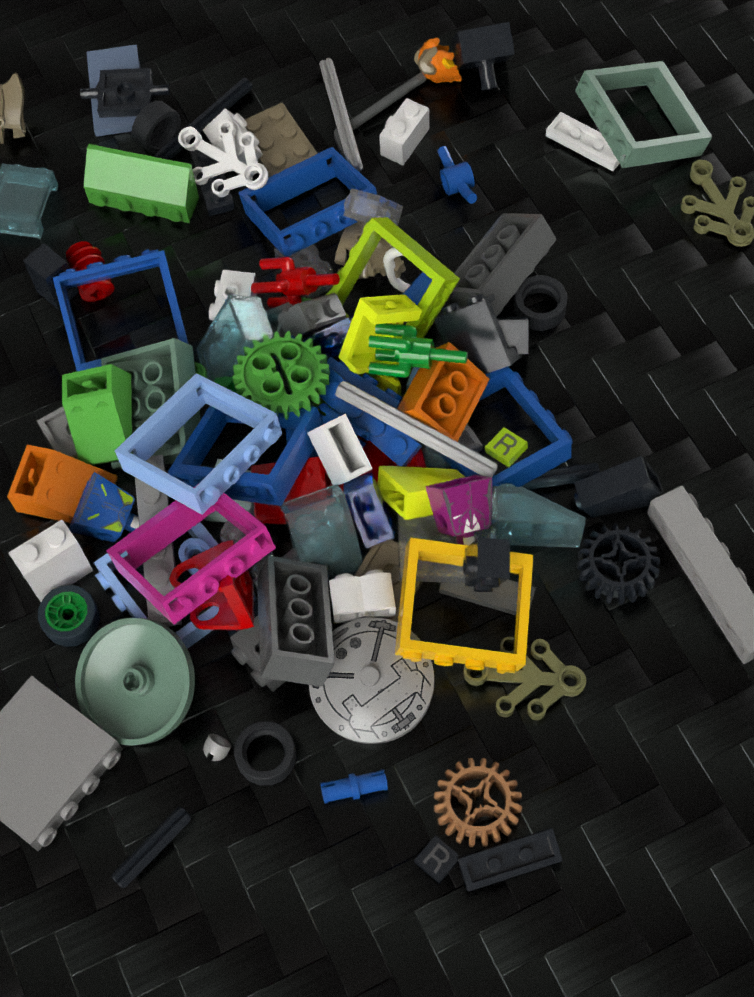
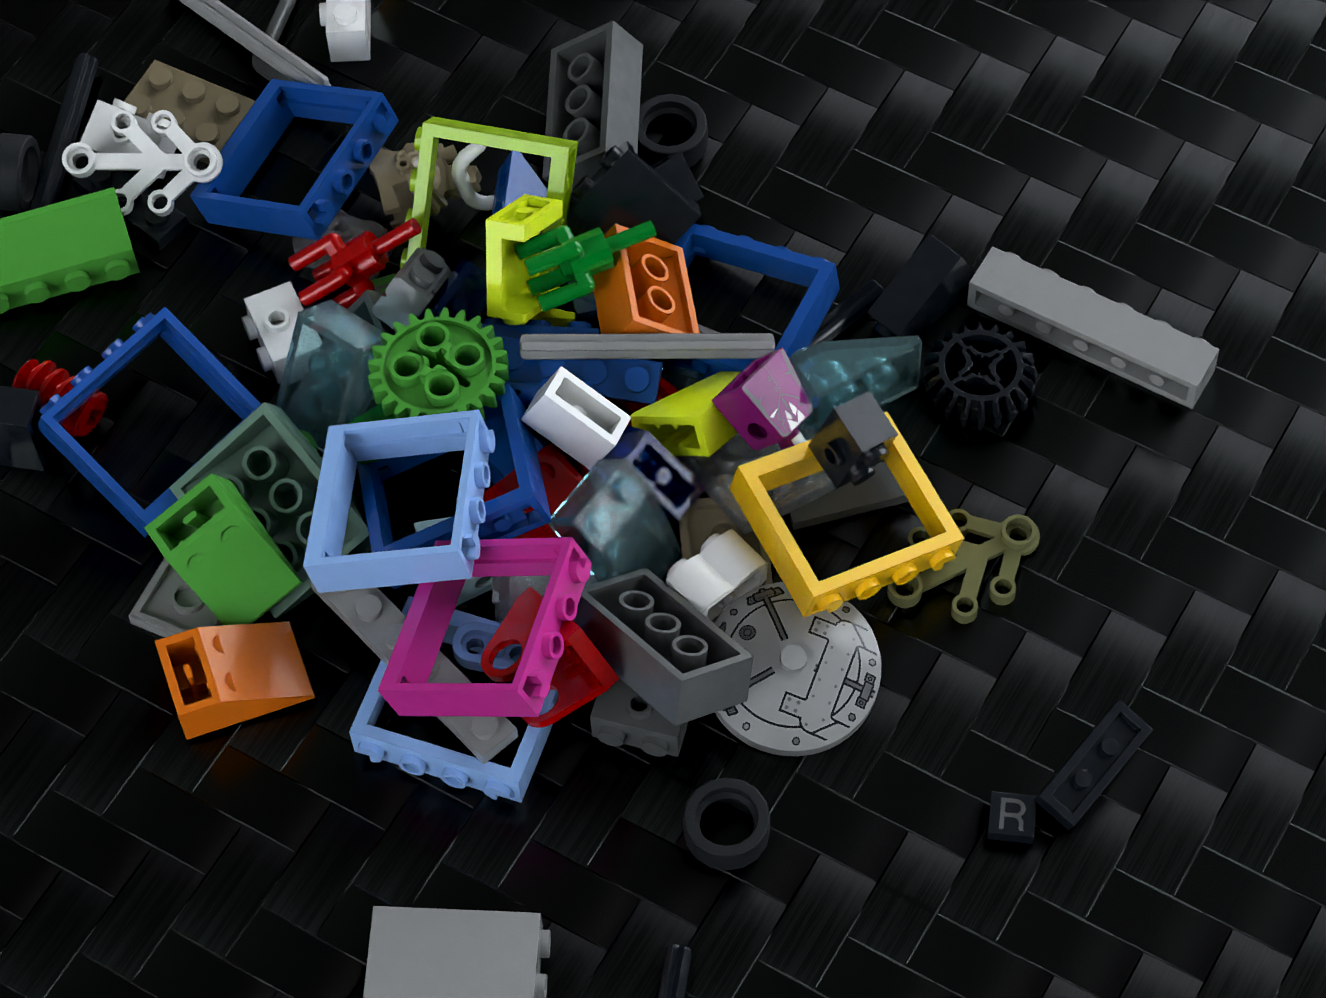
camera: 35 degrees left, 5 degrees down
(51, 560) = (287, 761): white slope -> none
(68, 601) = (338, 807): wheel -> none
(104, 511) = (312, 666): blue torso -> none
(135, 680) = (509, 831): sand green dish -> none
(216, 746) = (661, 852): light grey hinge -> none
(354, 786) = (858, 797): blue pin -> none
(363, 206) = (395, 119): clear slope -> none
(456, 177) = (456, 38): blue piece -> none
(465, 795) = (1045, 717): medium nougat gear -> none
(506, 447) = (765, 310): lime tile -> none

